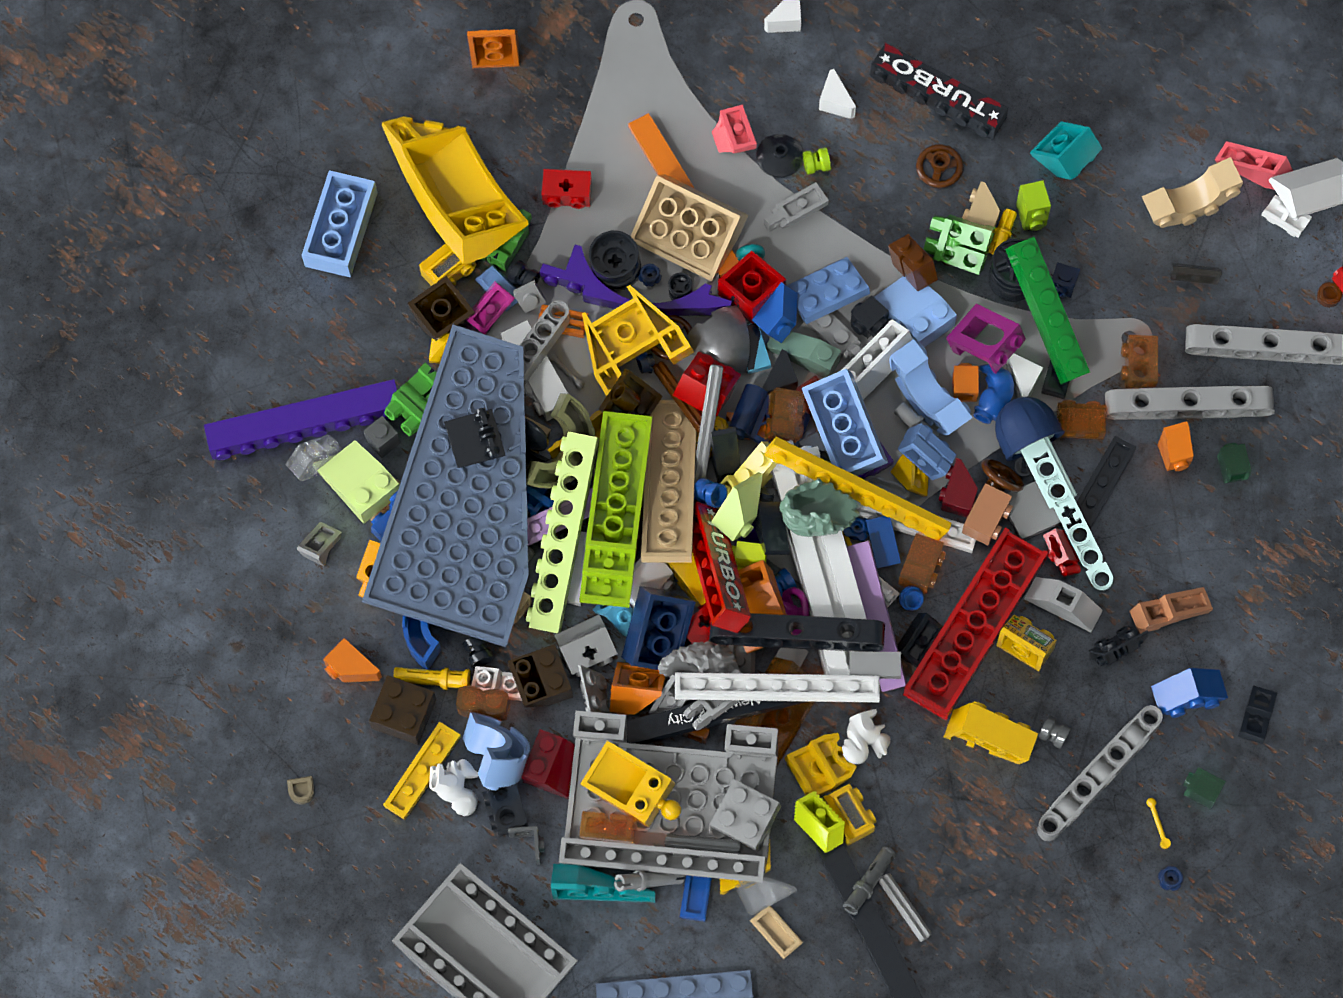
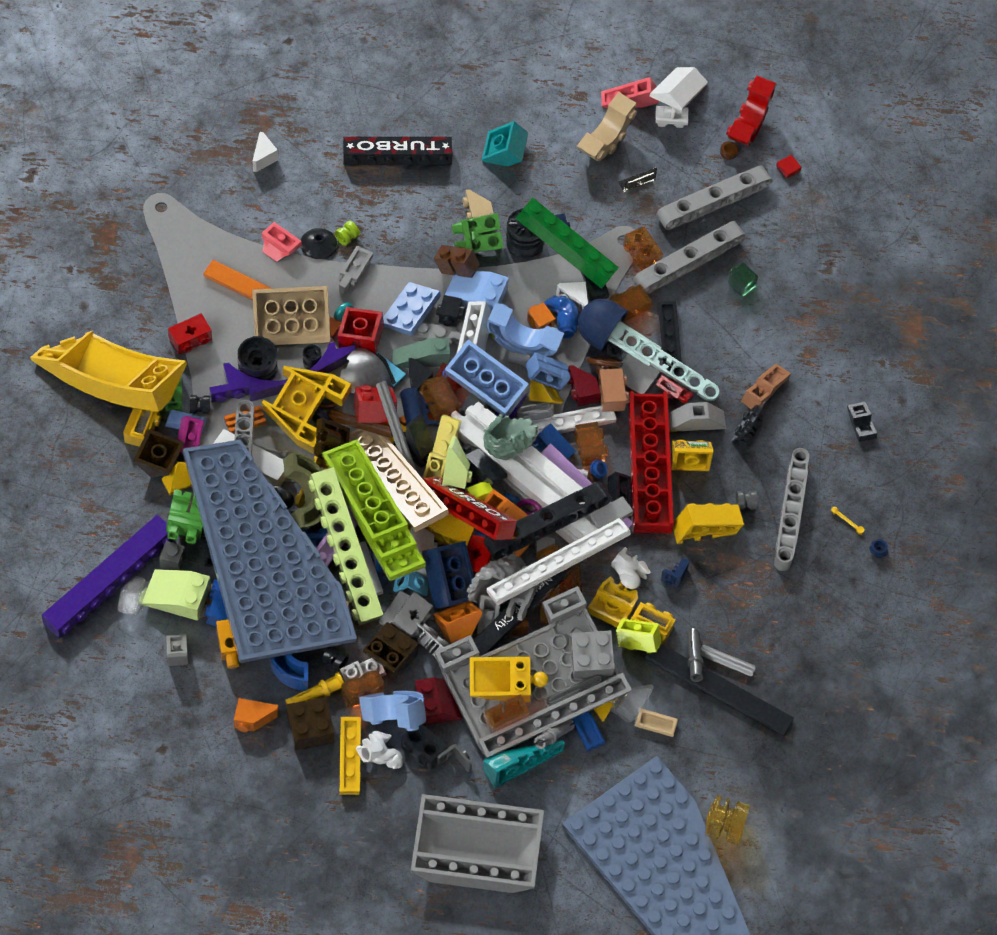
camera: 40 degrees left, 10 degrees down
(301, 789) = (273, 816): dark tan tile -> none
(339, 223) = (47, 436): light blue brick -> none
(474, 438) = (248, 513): black hinge -> none
(494, 48) = (78, 268): orange slope -> none
(529, 296) = (213, 414): light grey plate -> none
(650, 269) = (284, 356): dark blue plate -> none
(708, 492) = (427, 469): blue wheel -> none
(778, 313) = (390, 338): blue slope -> none
(836, 98) = (333, 187): white slope -> none
(857, 488) = (536, 412): yellow plate -> none
(920, 772) = (675, 577): none -> dark blue bracket
(939, 156) = (428, 193): reddish brown piece -> none
(964, 334) = (520, 281): magenta panel -> none
(1003, 230) = (498, 208): yellow axle -> none
(1033, 206) = (509, 187): lime brick -> none
(1176, 447) = (701, 286): orange slope -> none
(1189, 690) = (810, 428): blue brick -> none
(1203, 787) = (861, 482): clear green brick -> none

